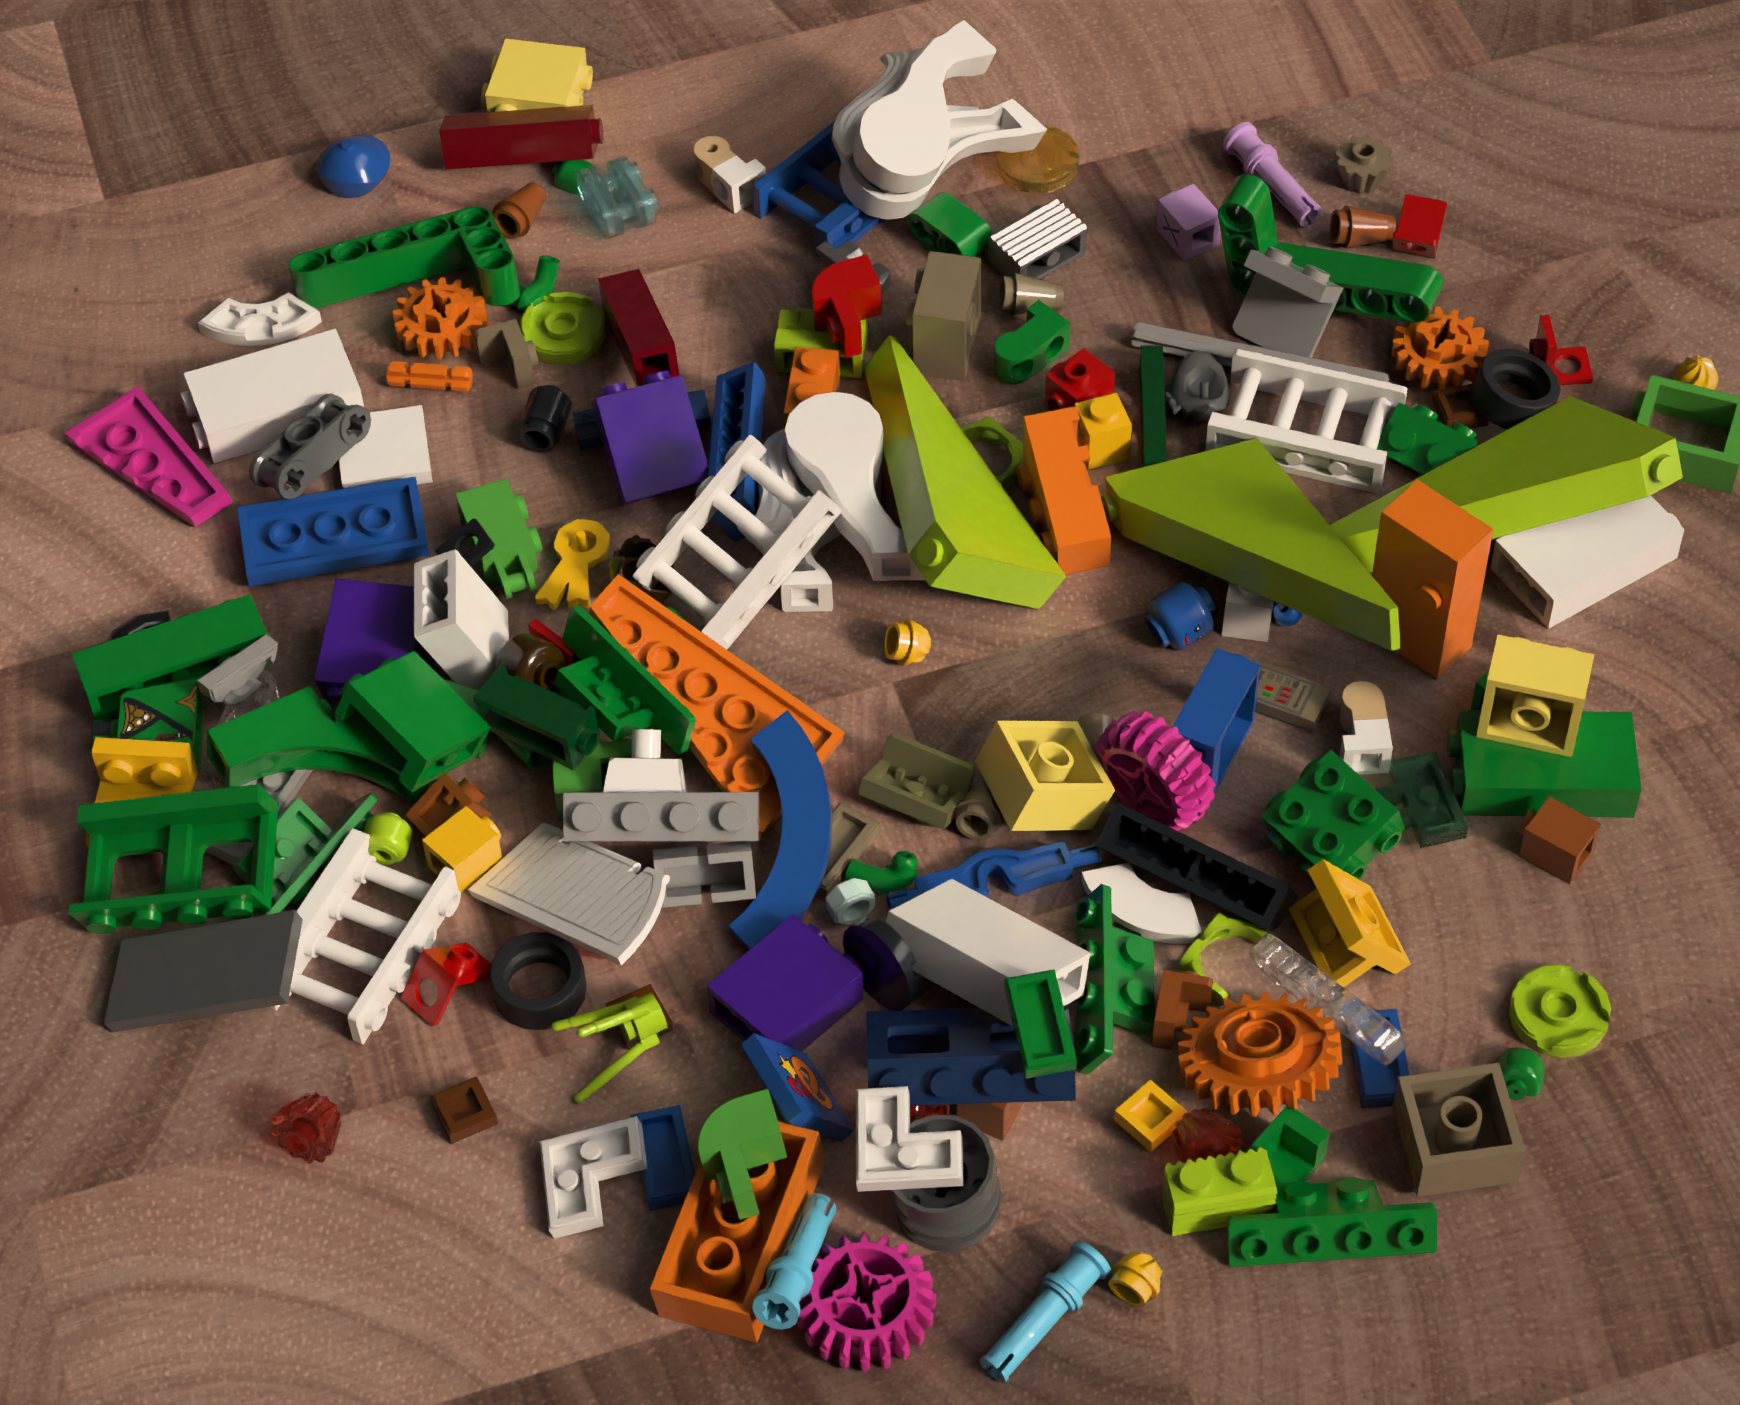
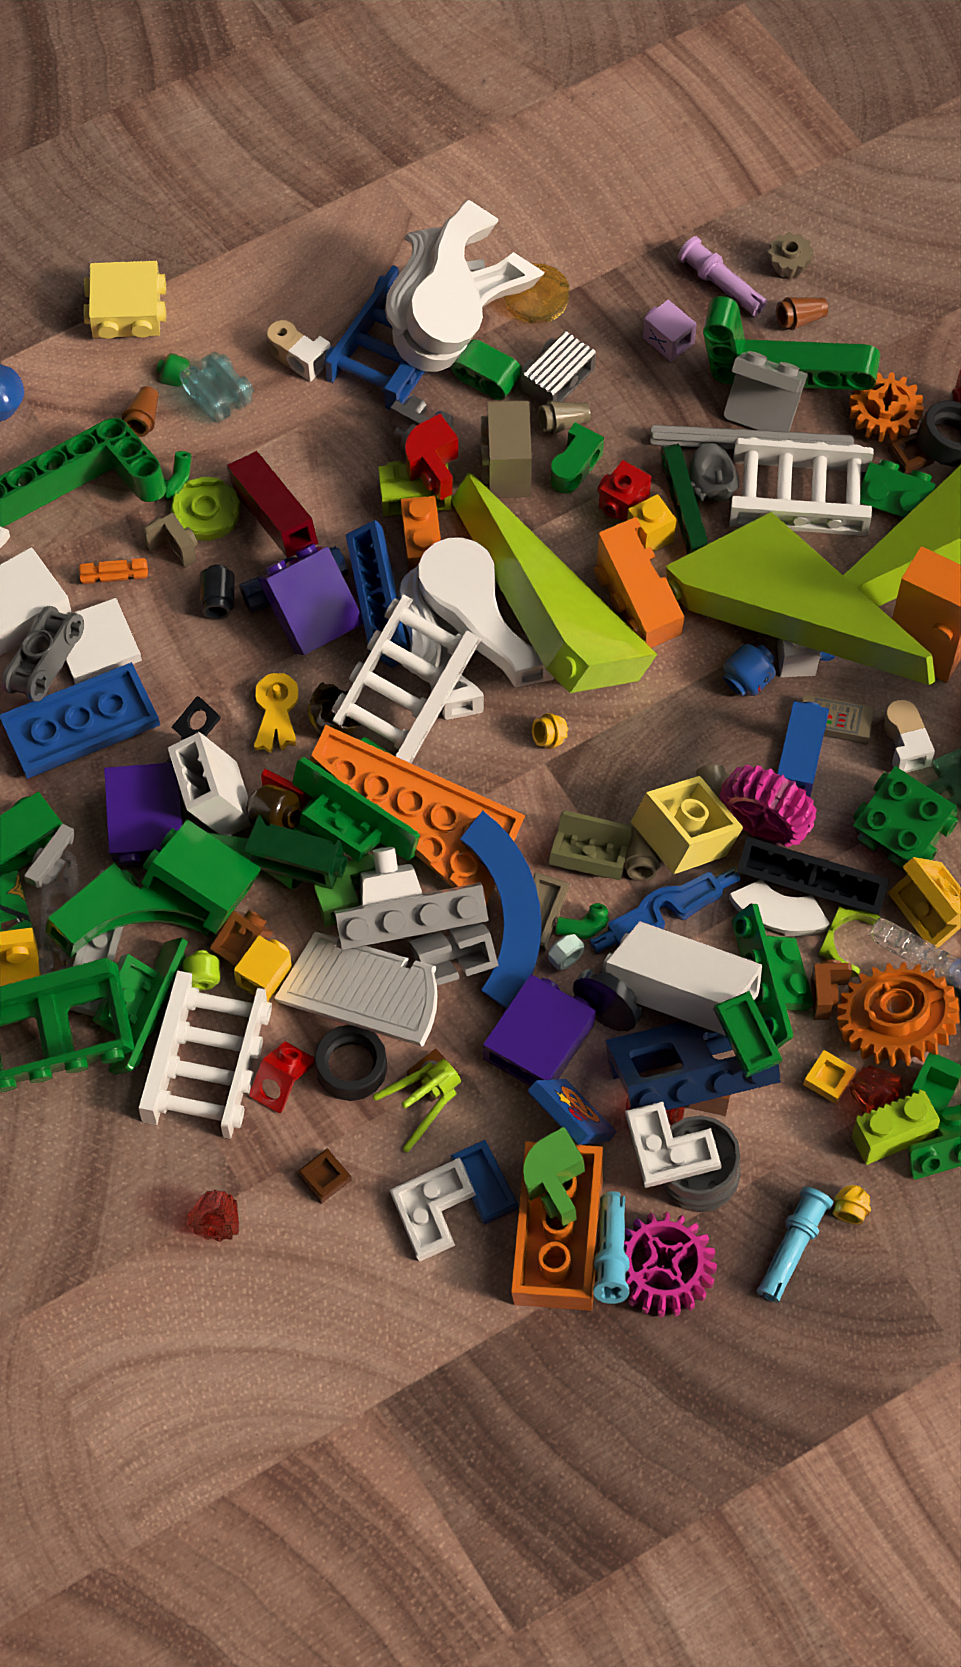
camera: 15 degrees left, 10 degrees up
(204, 971) = (99, 1109): dark grey tile -> none
(439, 318) = (108, 519): orange gear -> none
(516, 545) = (211, 684): bright green brick -> none
(520, 137) = (126, 348): dark red brick -> none
(991, 431) = (566, 539): lime cap -> none
(1419, 226) = (845, 302): red bracket -> none

